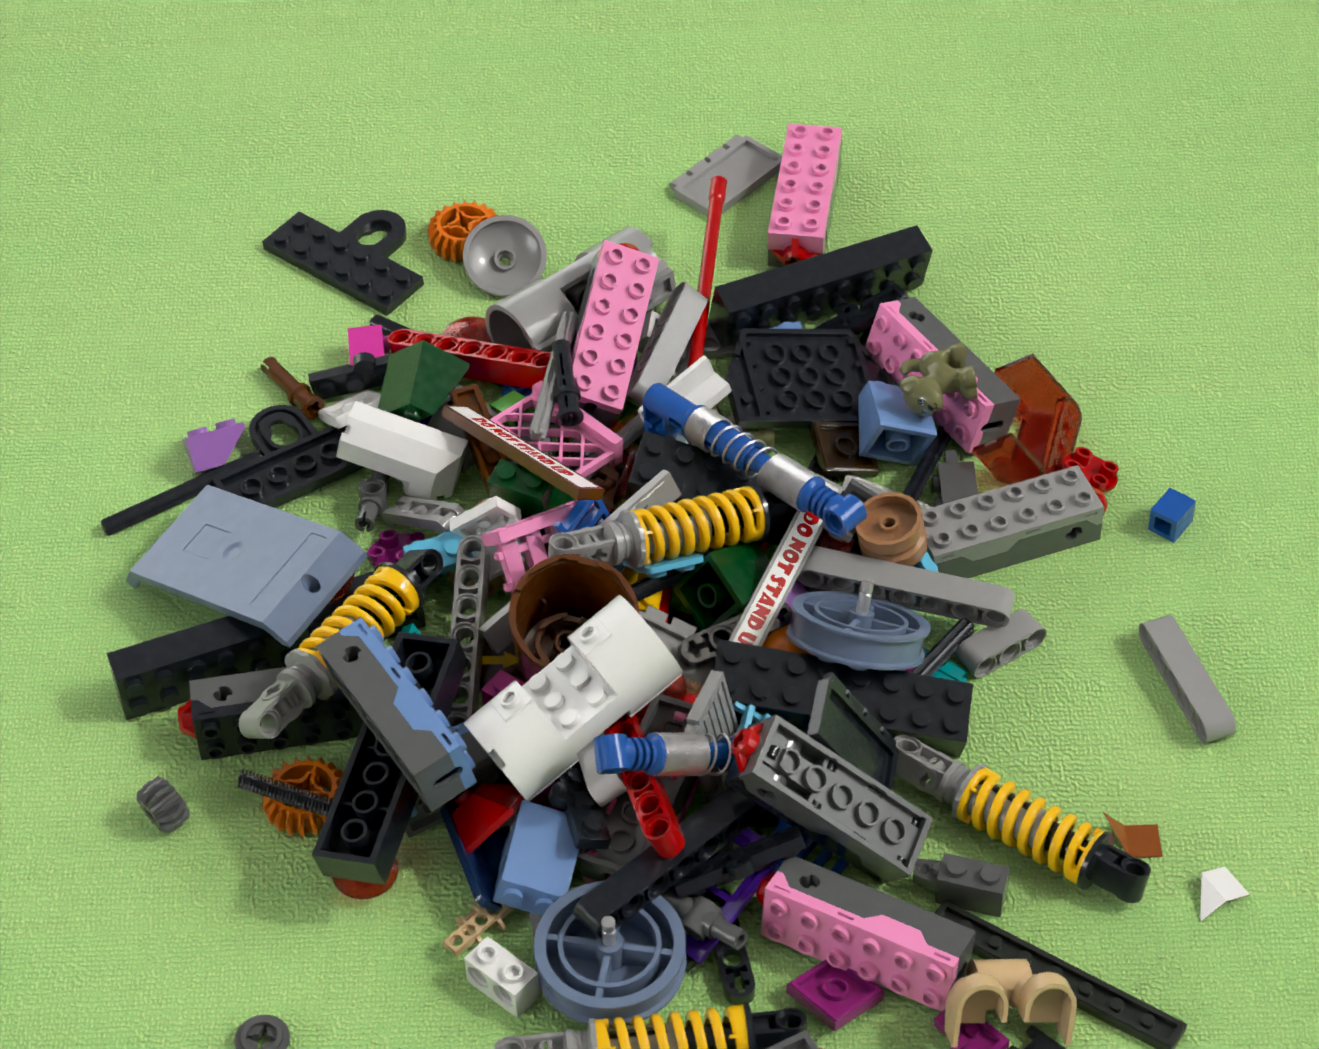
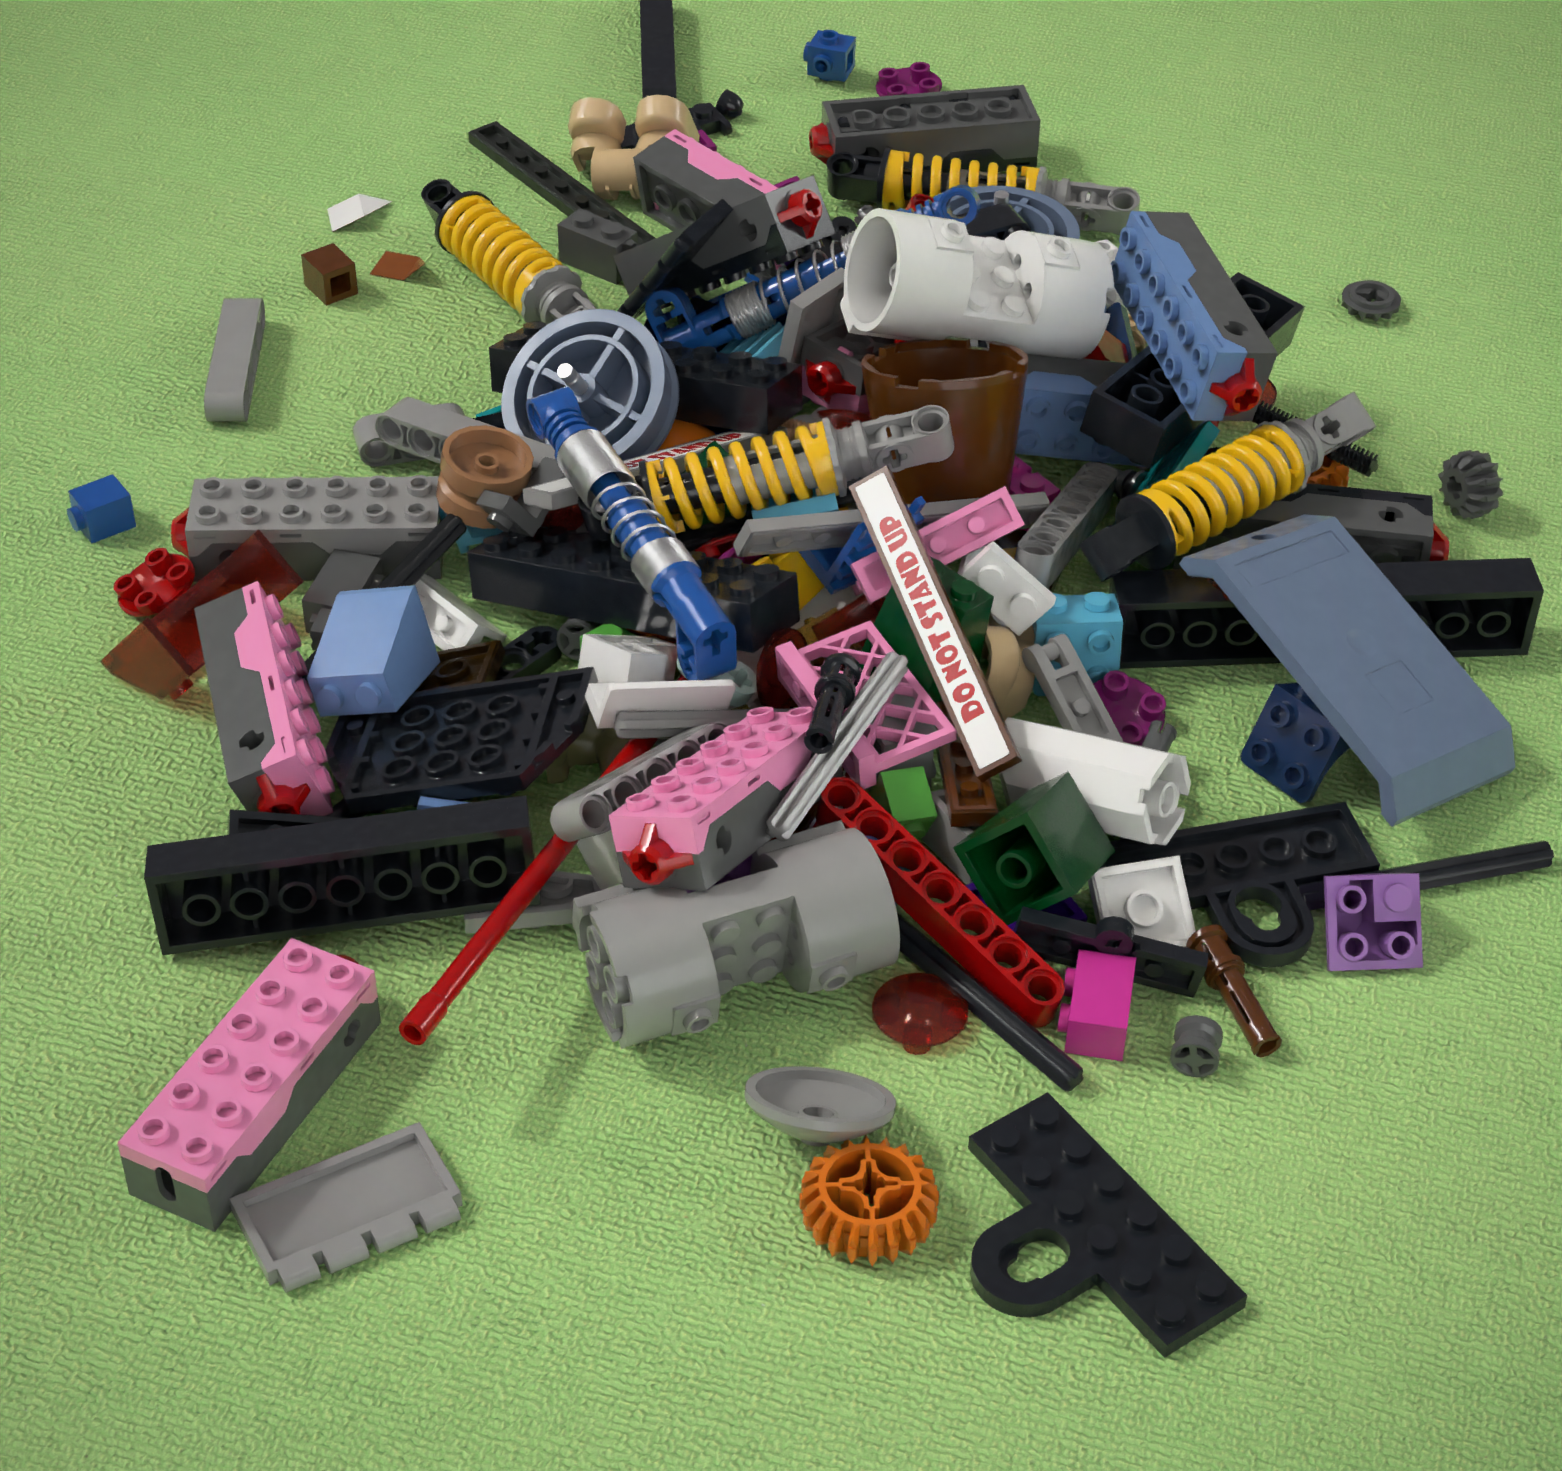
camera: 165 degrees left, 5 degrees down
(308, 348) = (1196, 1046): none -> dark grey wheel
(942, 373) = (296, 599): olive animal -> none
(1179, 789) = (329, 274): none -> reddish brown brick

